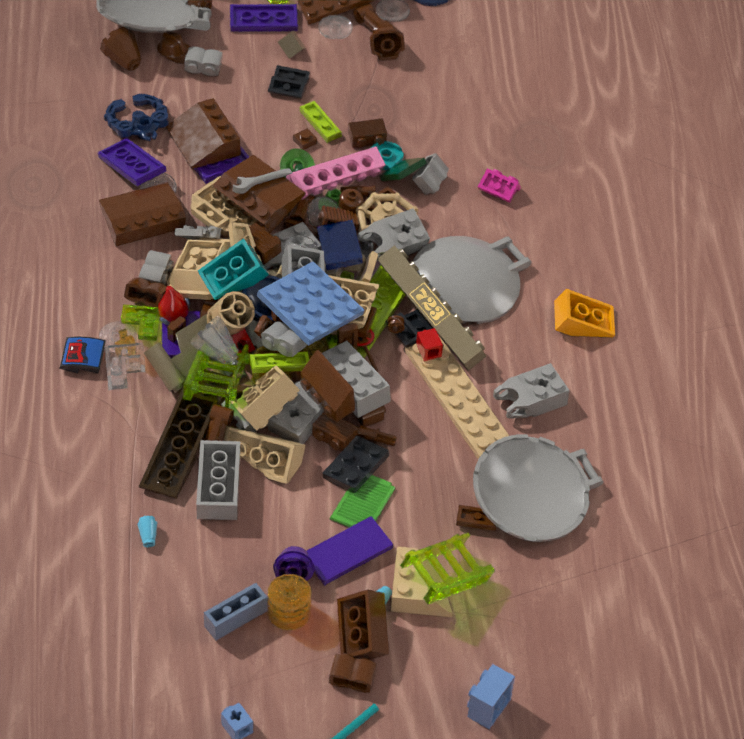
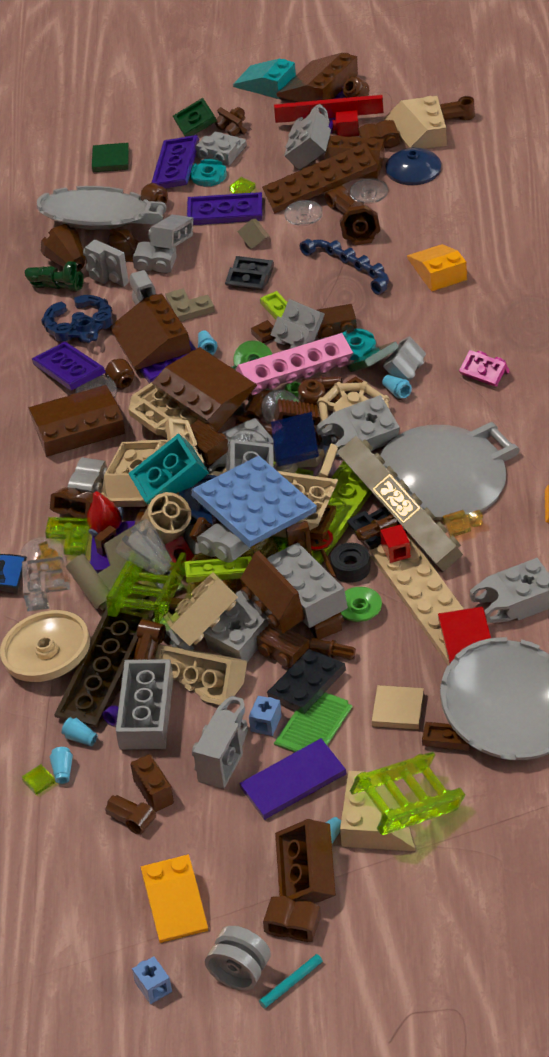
camera: 10 degrees right, 5 degrees down
(109, 75) = (51, 278): none -> dark green piece
(127, 543) = (38, 779): none -> clear neon green tile
(128, 423) = (45, 646): none -> tan dish
(159, 501) = (79, 732): none -> medium azure cone
(161, 65) = (105, 263): none -> light grey plate
(178, 171) = (120, 373): none -> reddish brown head
(189, 488) = (110, 715): none -> dark purple hinge
(195, 91) = (141, 286): none -> light grey brick
(201, 232) = (138, 434): light grey hinge -> none
(214, 579) = (134, 816): none -> reddish brown piece
(218, 38) = (171, 231): none -> light grey brick
(228, 550) = (152, 783): none -> reddish brown brick
(235, 611) = (163, 844): sand blue brick -> none
(236, 112) = (188, 309): none -> dark tan plate
(246, 183) = (186, 377): light grey piece -> none
(252, 652) = (174, 898): none -> light orange slope
(254, 147) = (207, 342): none -> medium azure cone
(286, 518) = (220, 745): none -> light grey brick
(289, 602) = (219, 838): clear yellow wheel -> none
(294, 561) = (227, 798): dark purple cone -> none
(310, 706) = (238, 957): none -> light grey wheel
(323, 490) = (265, 711): none -> medium blue brick
(335, 136) = (297, 325): none -> light grey plate
(394, 350) = (350, 552): none -> black tyre
(396, 324) = (356, 521): reddish brown bush -> none
(403, 101) = (378, 285): none -> dark blue bar
(403, 397) = (362, 604): none -> bright green dish
(412, 329) = (374, 528): none -> reddish brown axle
(424, 197) = (397, 386): none -> medium azure cone
(434, 490) = (398, 707): none -> tan tile
(457, 86) = (439, 266): none -> light orange slope
(482, 327) = (460, 523): none -> clear yellow plate
(489, 425) = (462, 629): none -> red tile
(490, 696) = (455, 940): medium blue brick -> none

